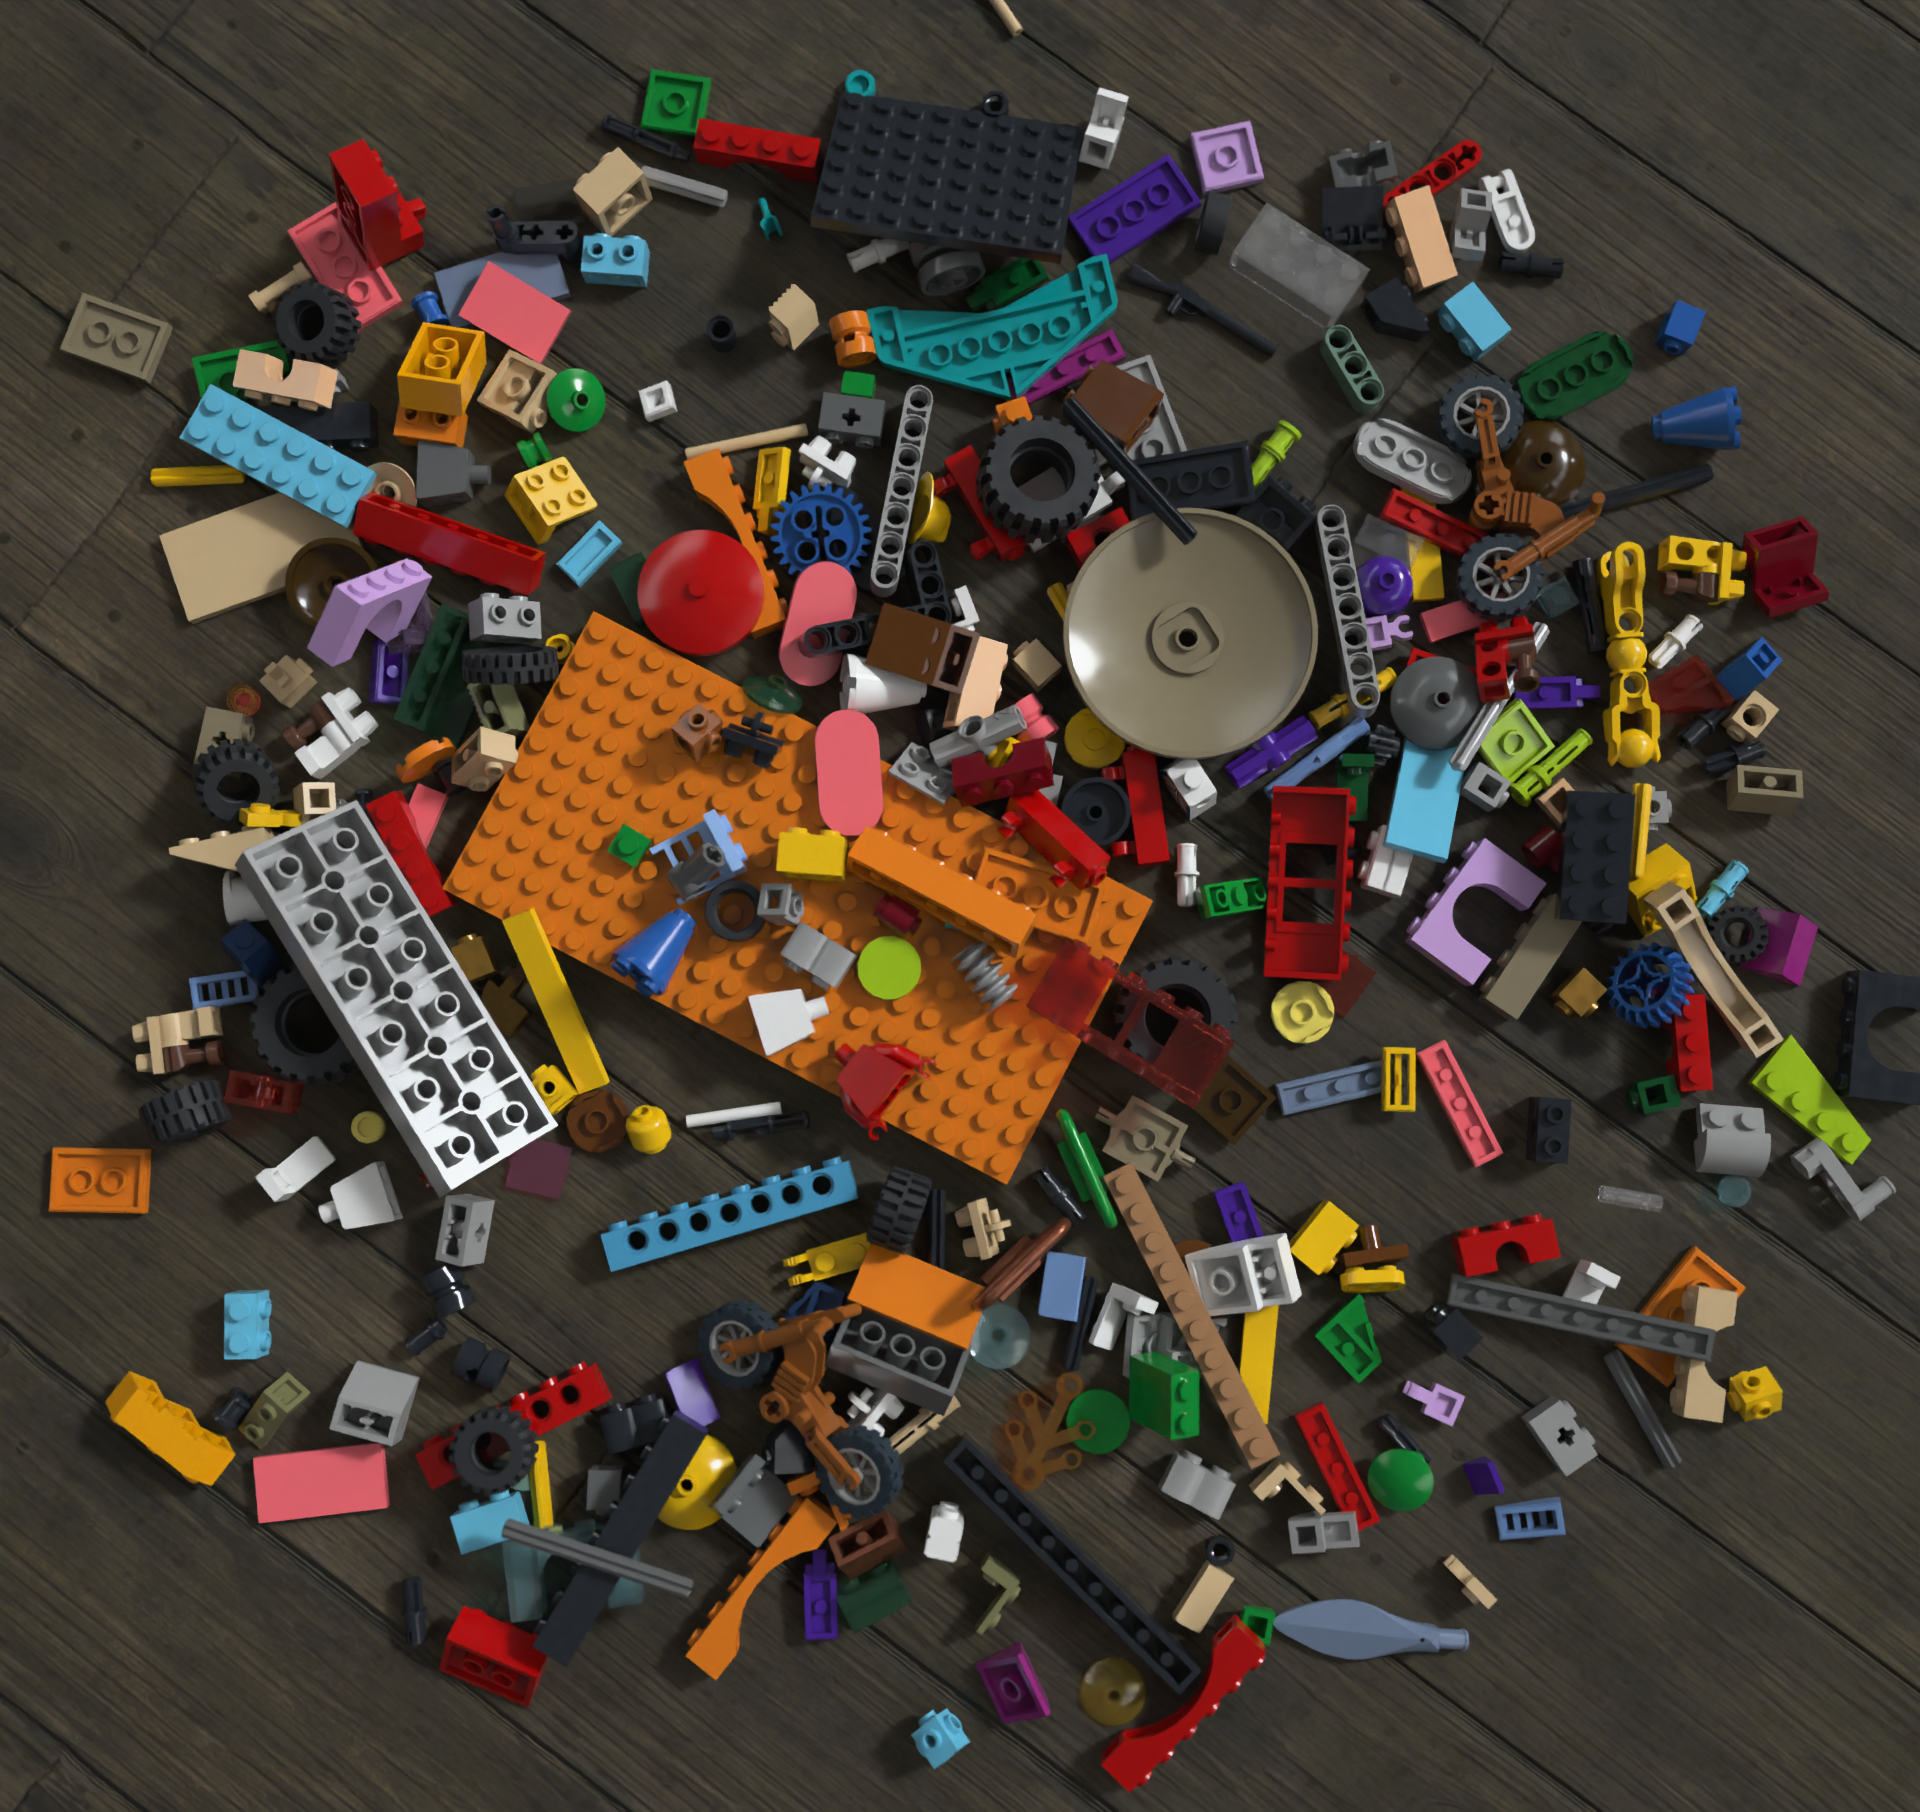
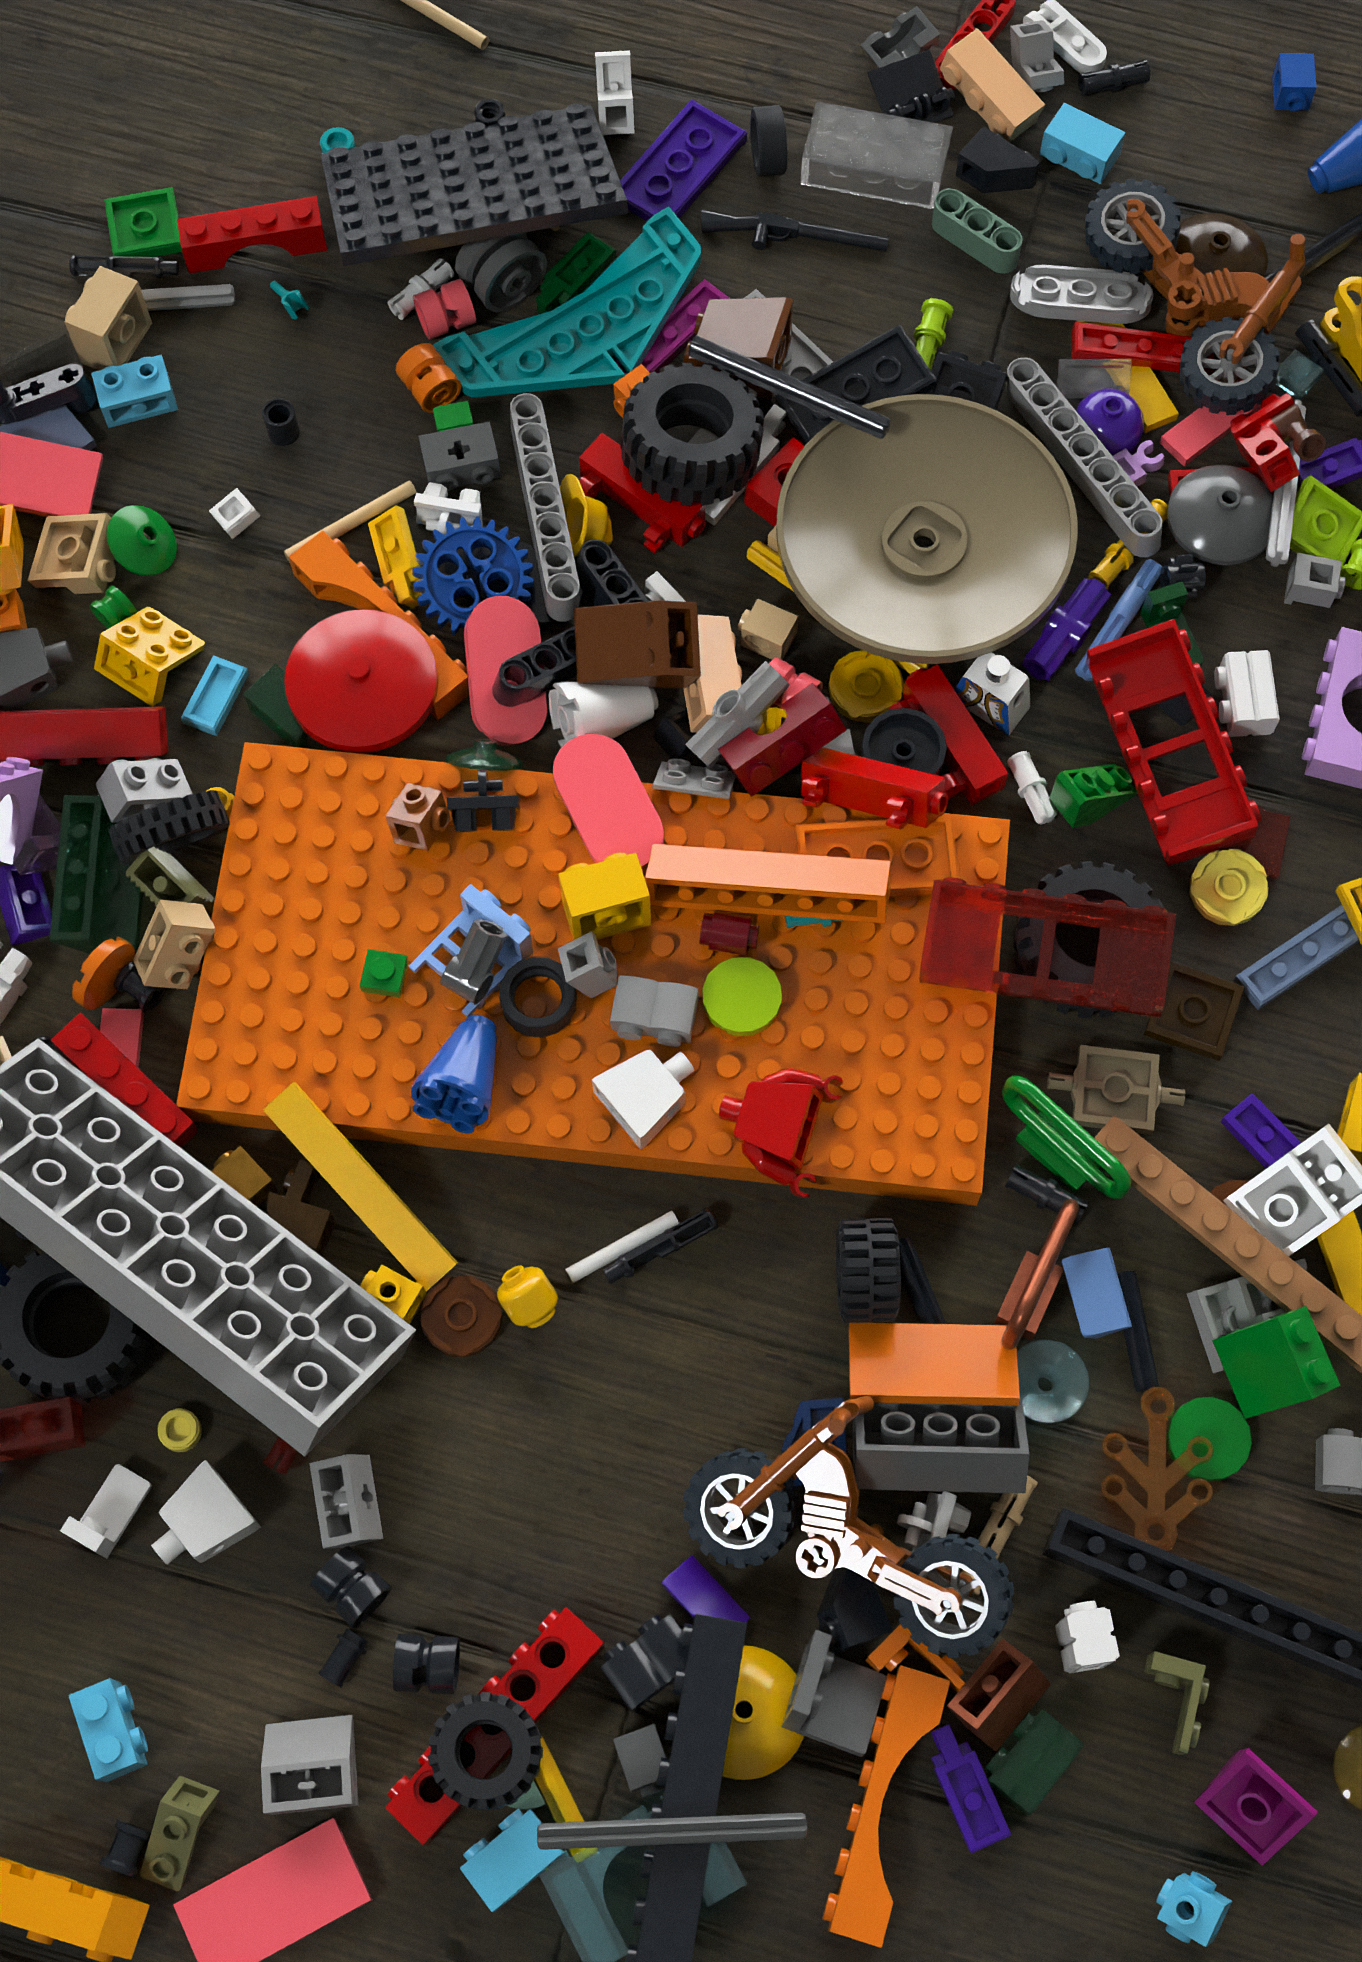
camera: 20 degrees left, 15 degrees down
(540, 1168) = (410, 1400): clear pink piece -> none
(623, 1254) = (769, 1261): dark azure brick -> none
(793, 317) = (355, 374): tan brick -> none
(830, 1259) = (807, 1370): yellow hinge -> none
(888, 280) = (444, 309): none -> coral wheel
(985, 975) = (858, 959): light grey piece -> none
(986, 1226) = (959, 1250): tan hips -> none
(1113, 1313) = (1169, 1288): white bracket -> none
(1226, 157) = (753, 81): lavender tile -> none
(1423, 803) = (1258, 615): medium azure tile -> none
(1574, 376) = (1211, 161): dark green tile -> none

